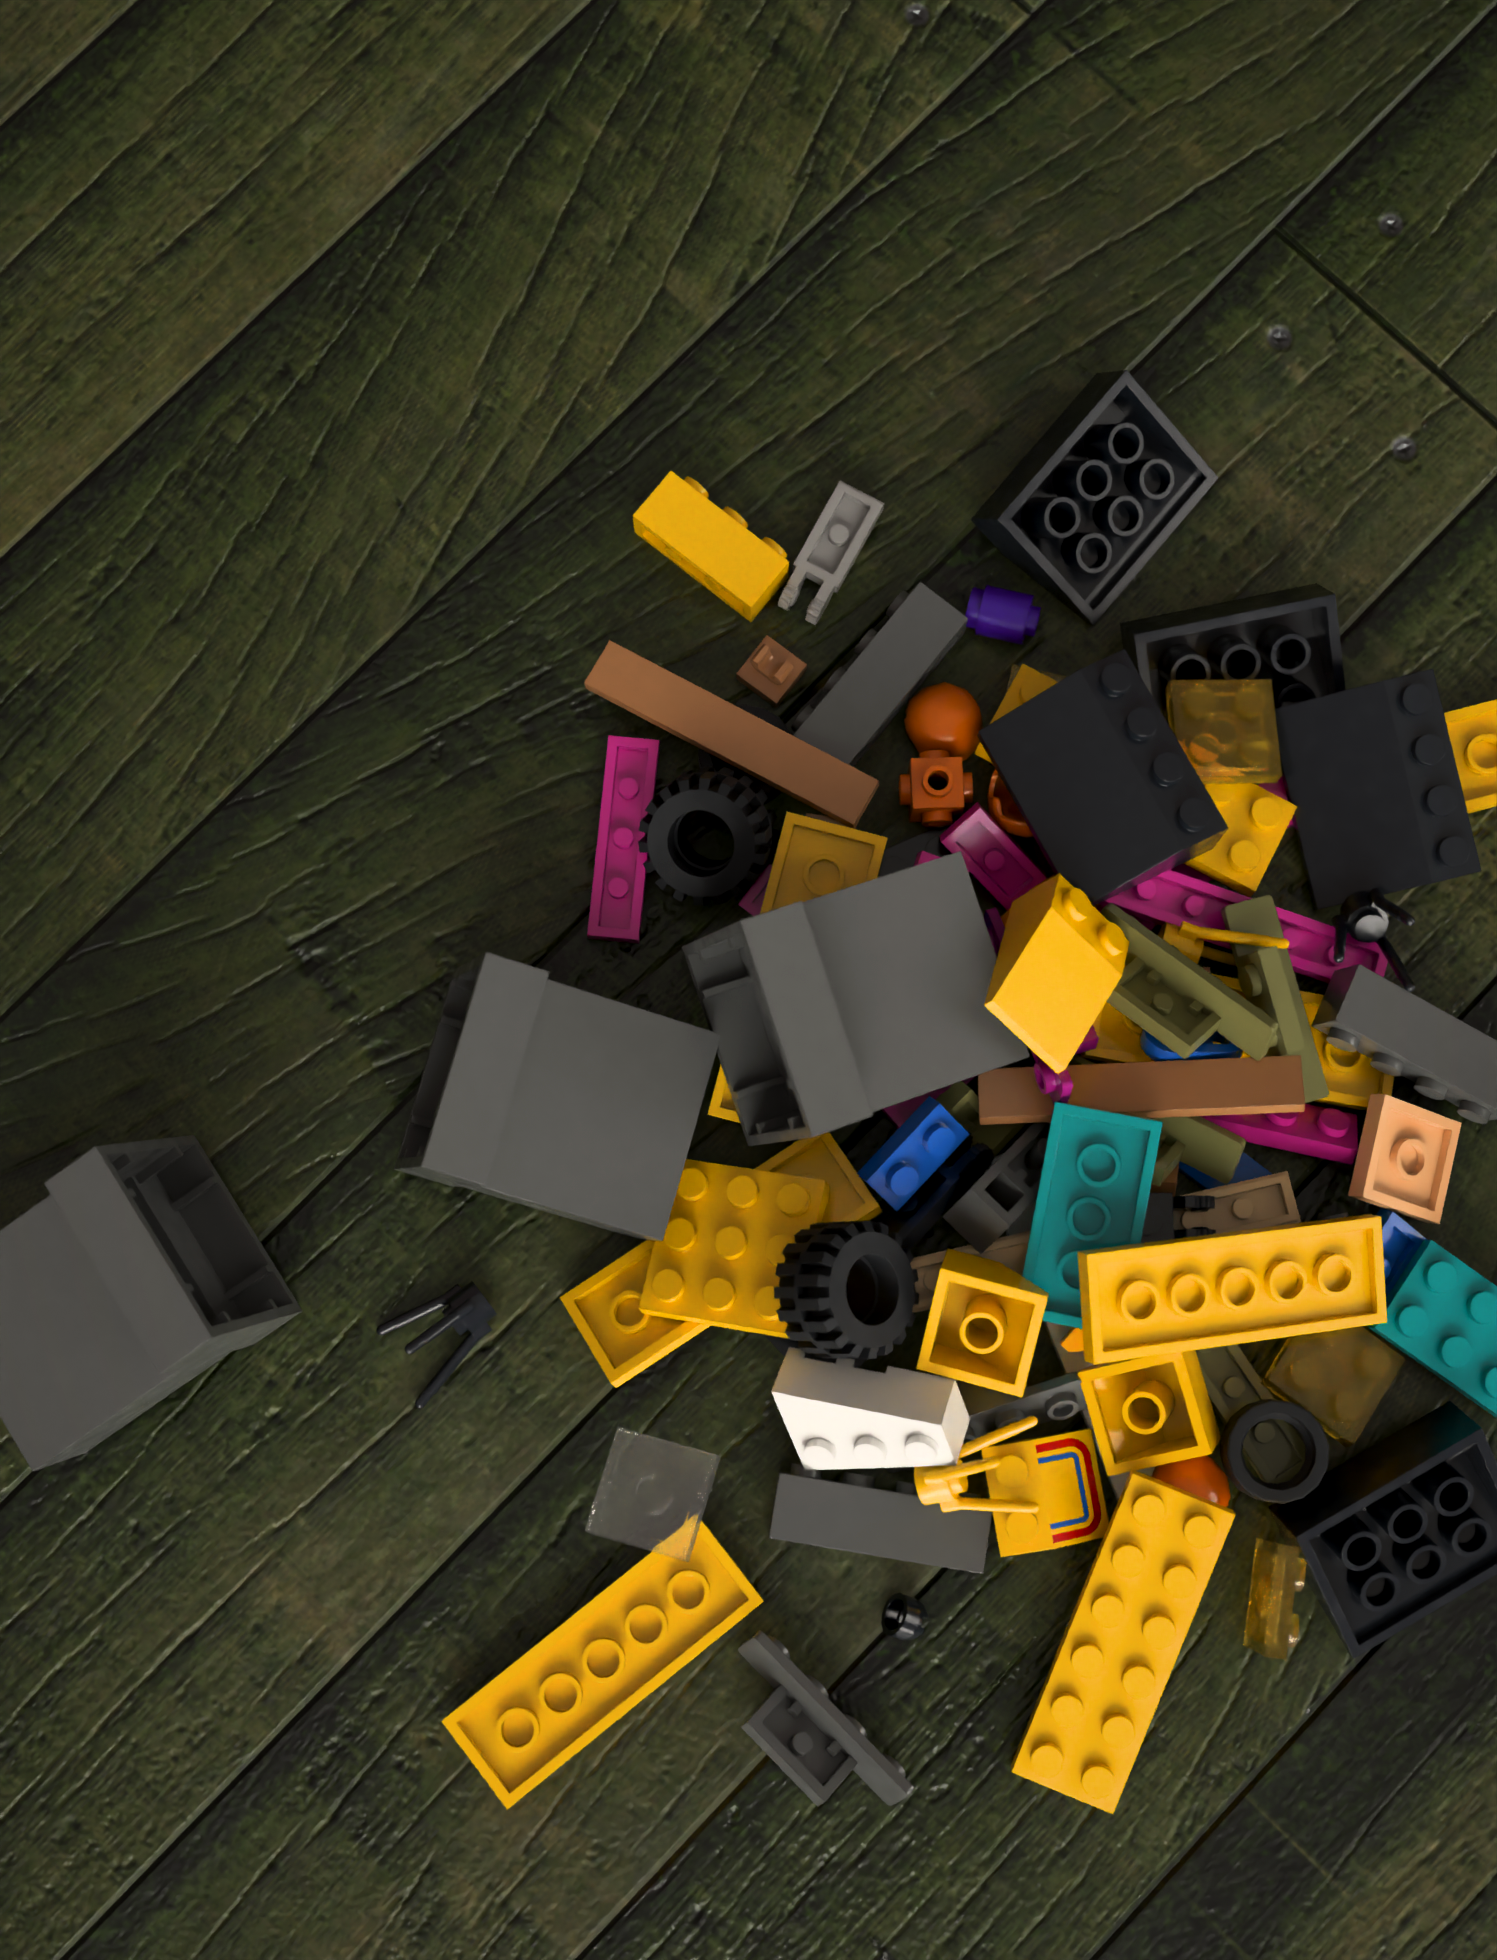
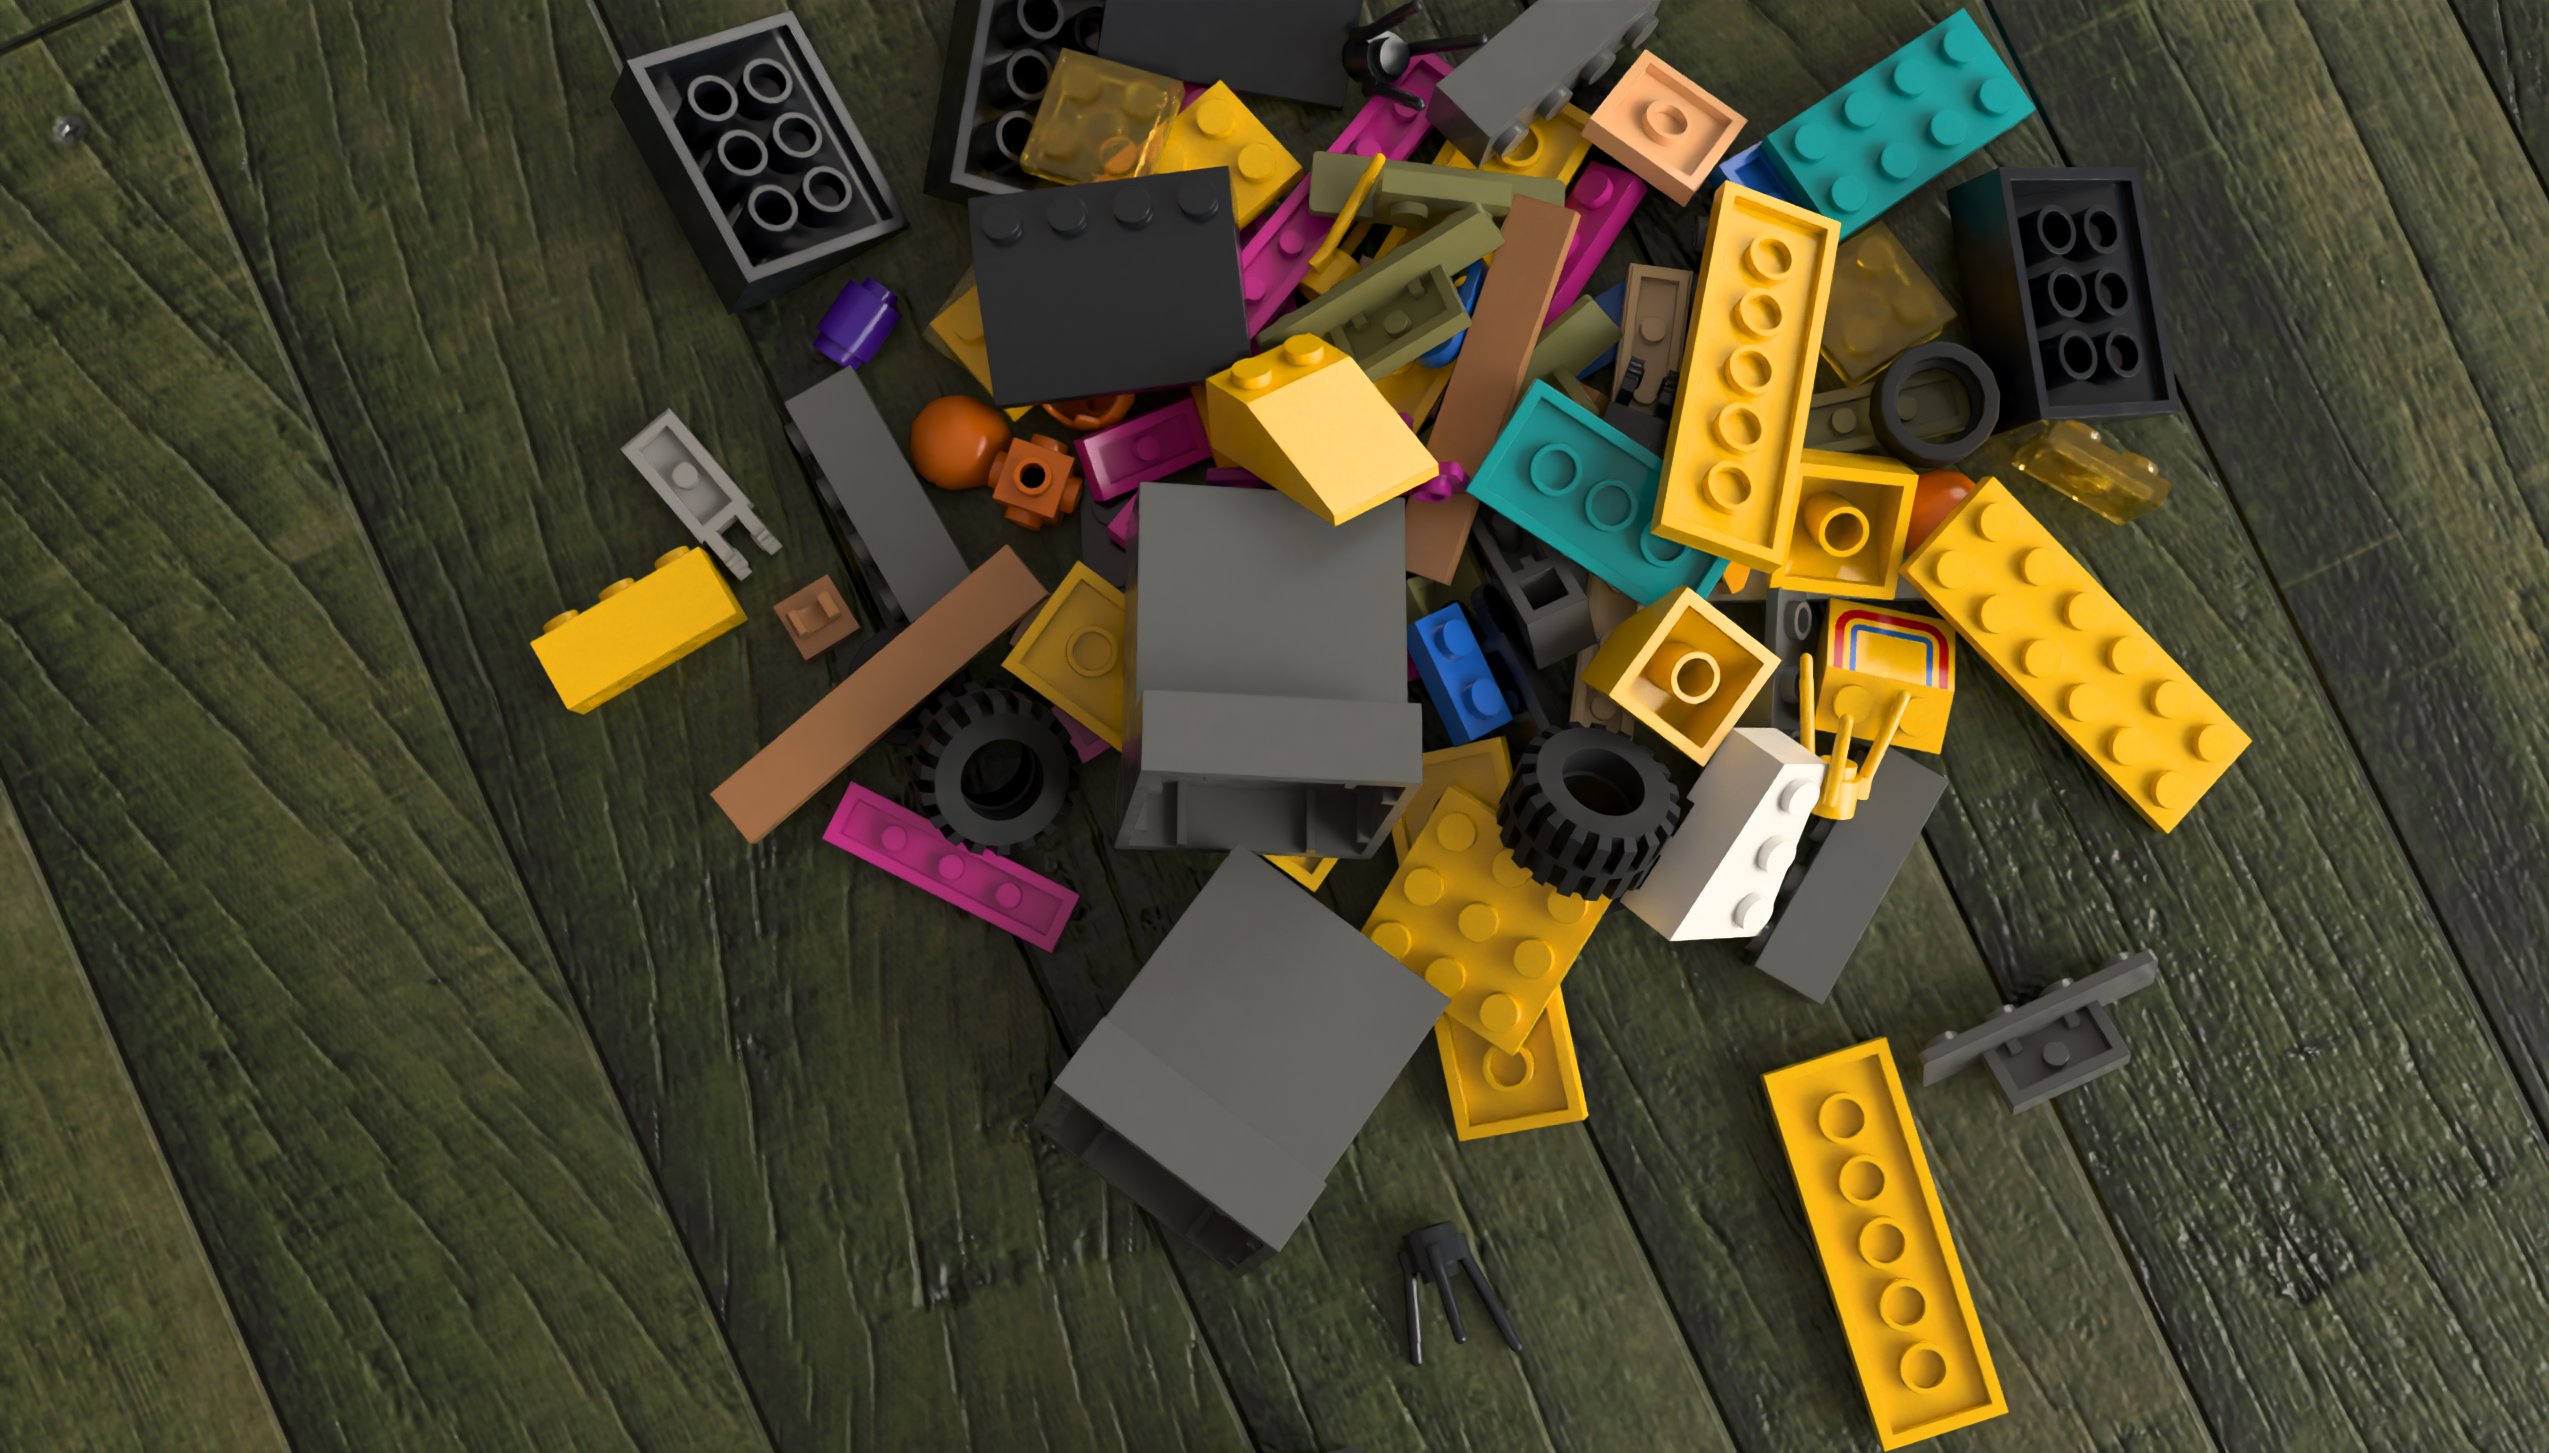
camera: 70 degrees left, 5 degrees up
(653, 1494) = (1721, 1117): clear tile -> none
(903, 1617) = (1950, 897): black hinge -> none

